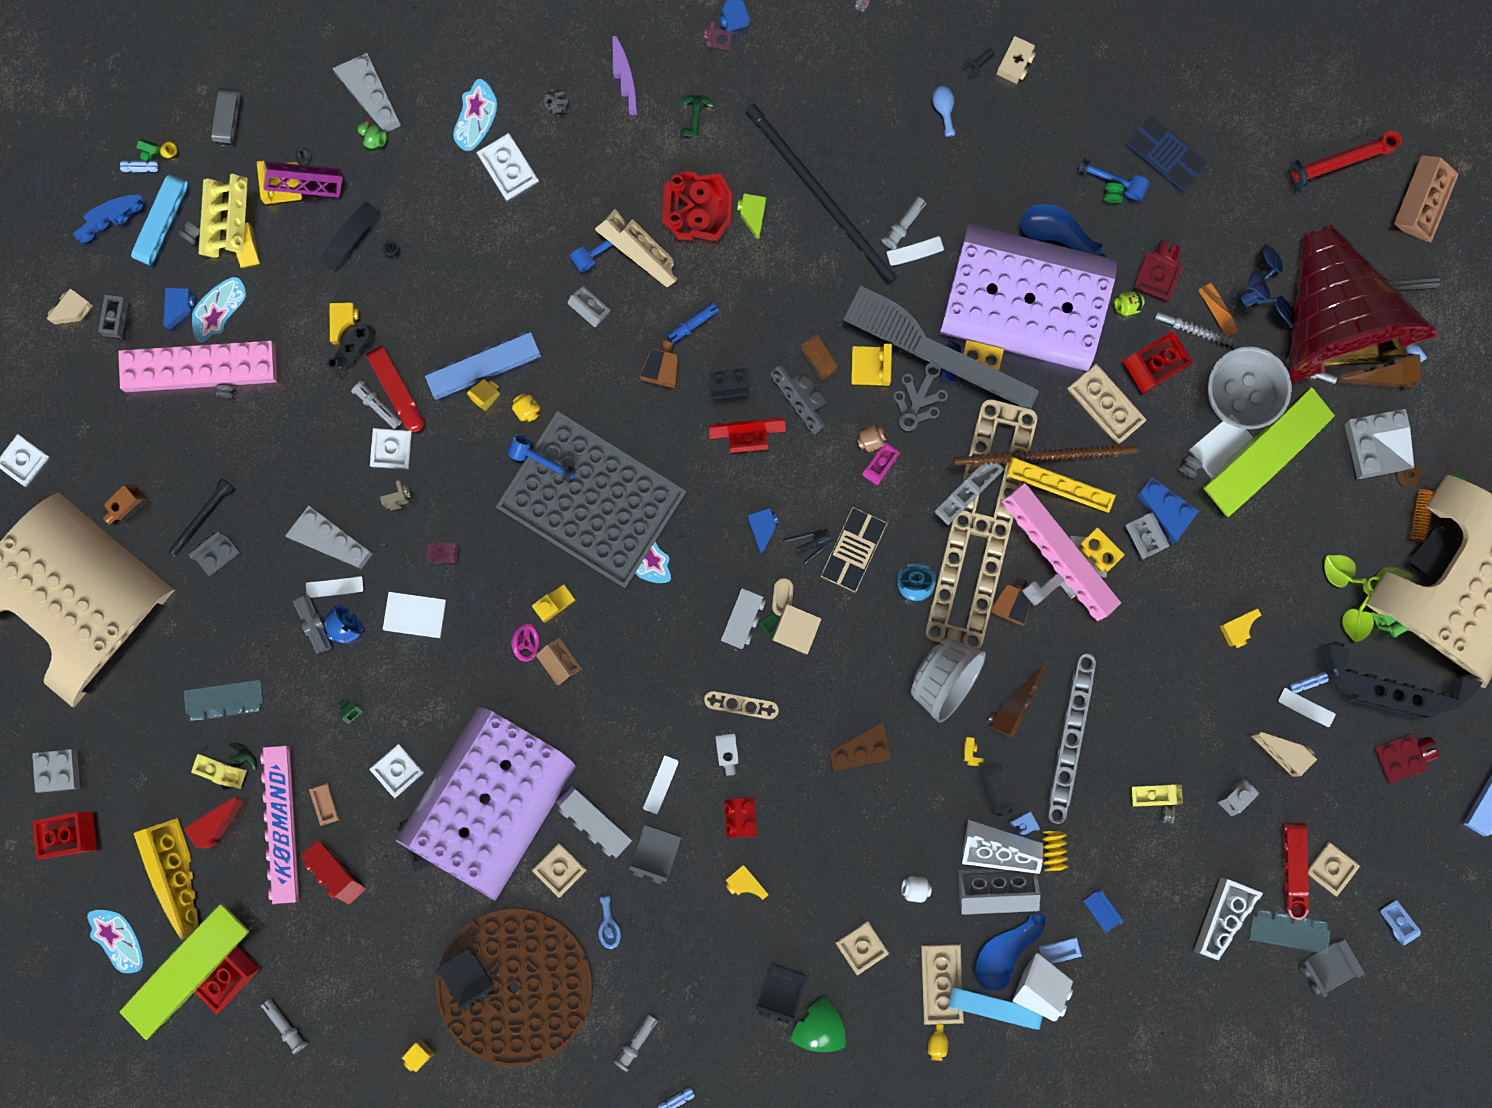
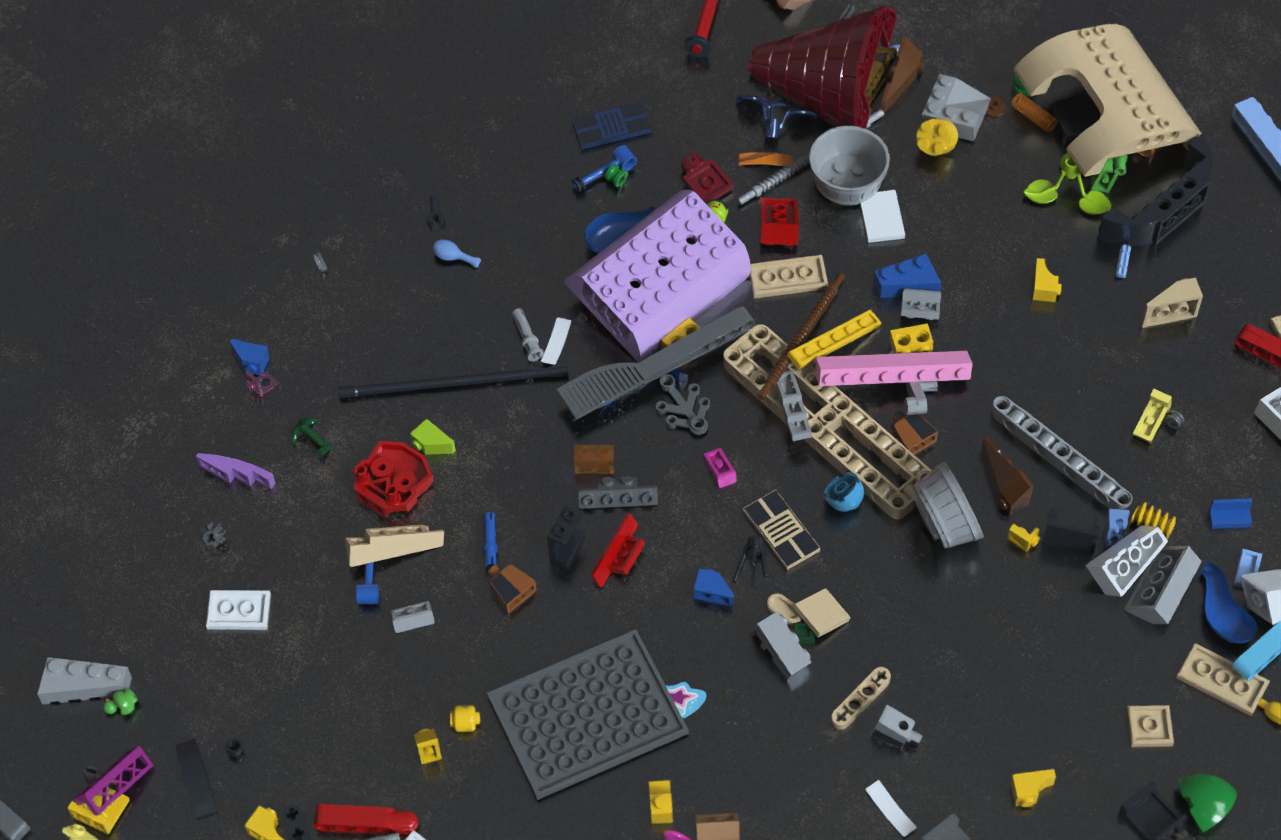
camera: 55 degrees left, 25 degrees down
(476, 115) = (173, 610): sticker -> none
(483, 365) = (399, 733): medium blue brick -> none
(521, 448) = (499, 742): blue piece -> none
(740, 817) = (964, 758): red bracket -> none
(863, 750) = (967, 619): reddish brown wedge -> none
(871, 365) = (631, 422): yellow bracket -> none
(871, 438) = (693, 458): medium nougat head -> none
(916, 889) = (1121, 648): white head -> none
(1021, 50) = (455, 183): tan brick -> none
(1190, 466) = (883, 244): dark grey wheel -> none
(1239, 797) = (1190, 353): light grey torso -> none
(1268, 452) = (910, 186): lime slope -> none
(1306, 707) = (1144, 275): white sticker -> none
(1333, 447) = (937, 136): none -> yellow piece
(1406, 756) = (1230, 227): dark red plate -> none

